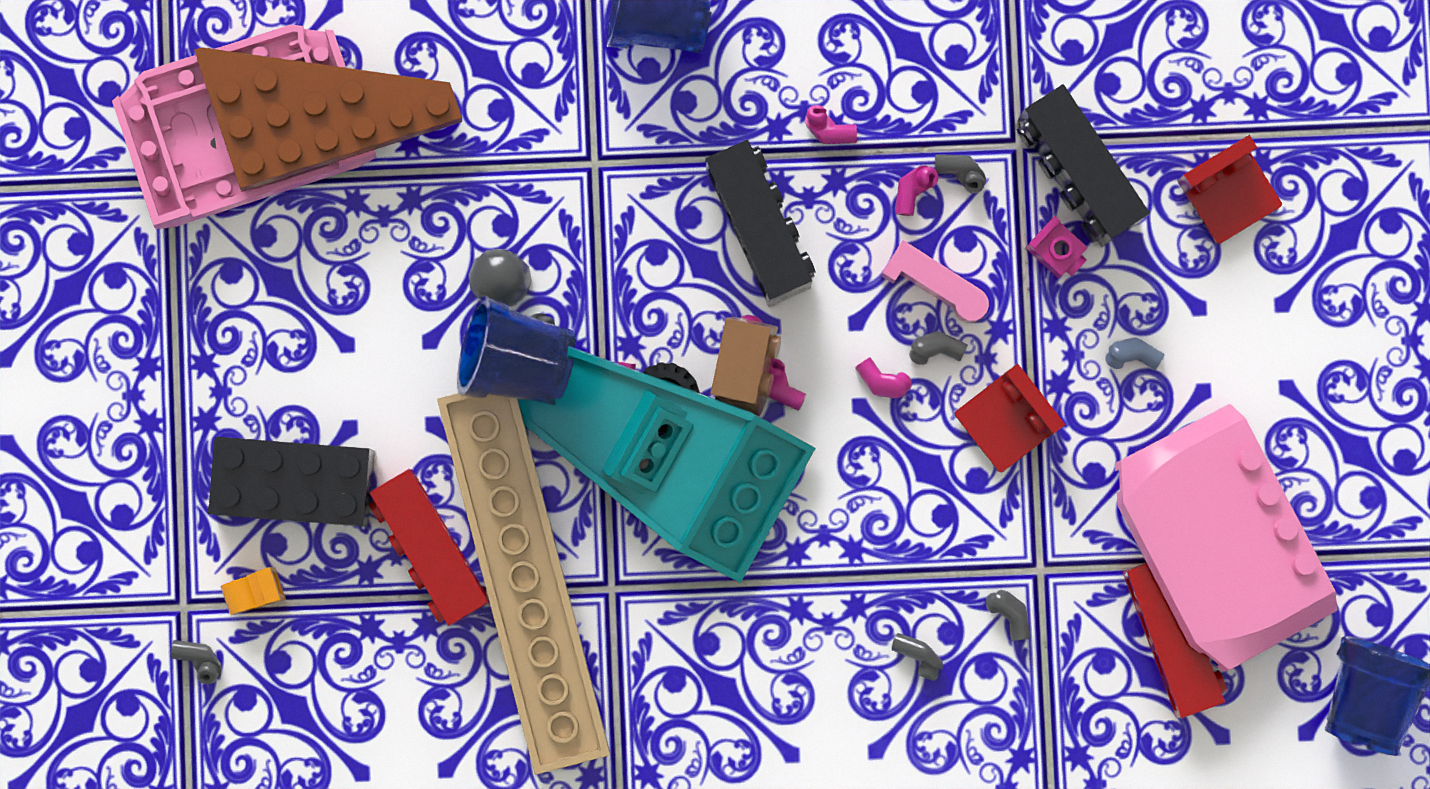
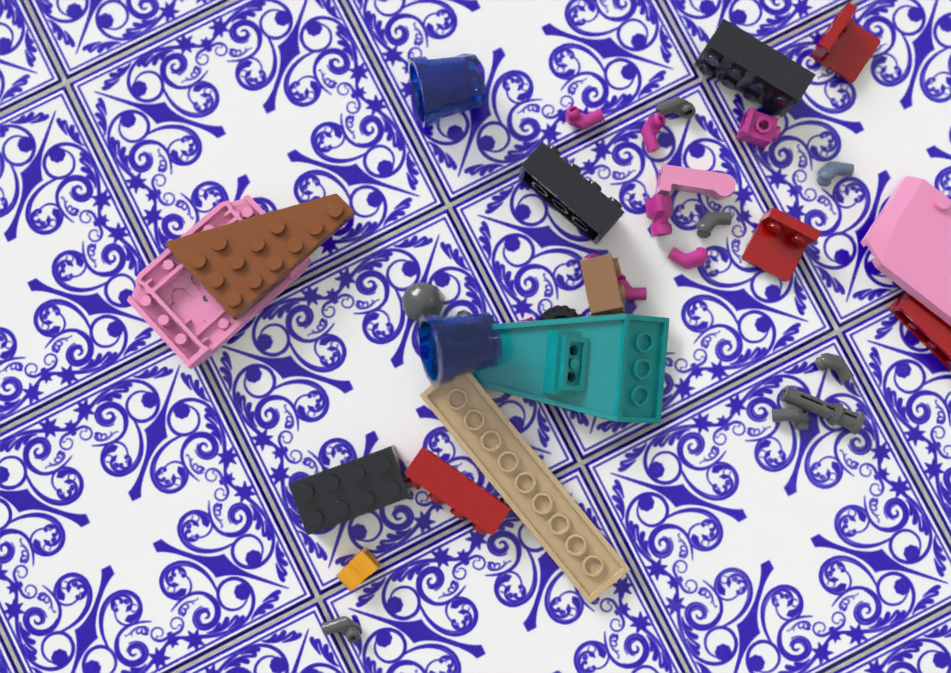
camera: 30 degrees left, 0 degrees up
(871, 300) = (659, 211): none -> dark pink piece
(977, 675) = (833, 413): none -> dark grey pin

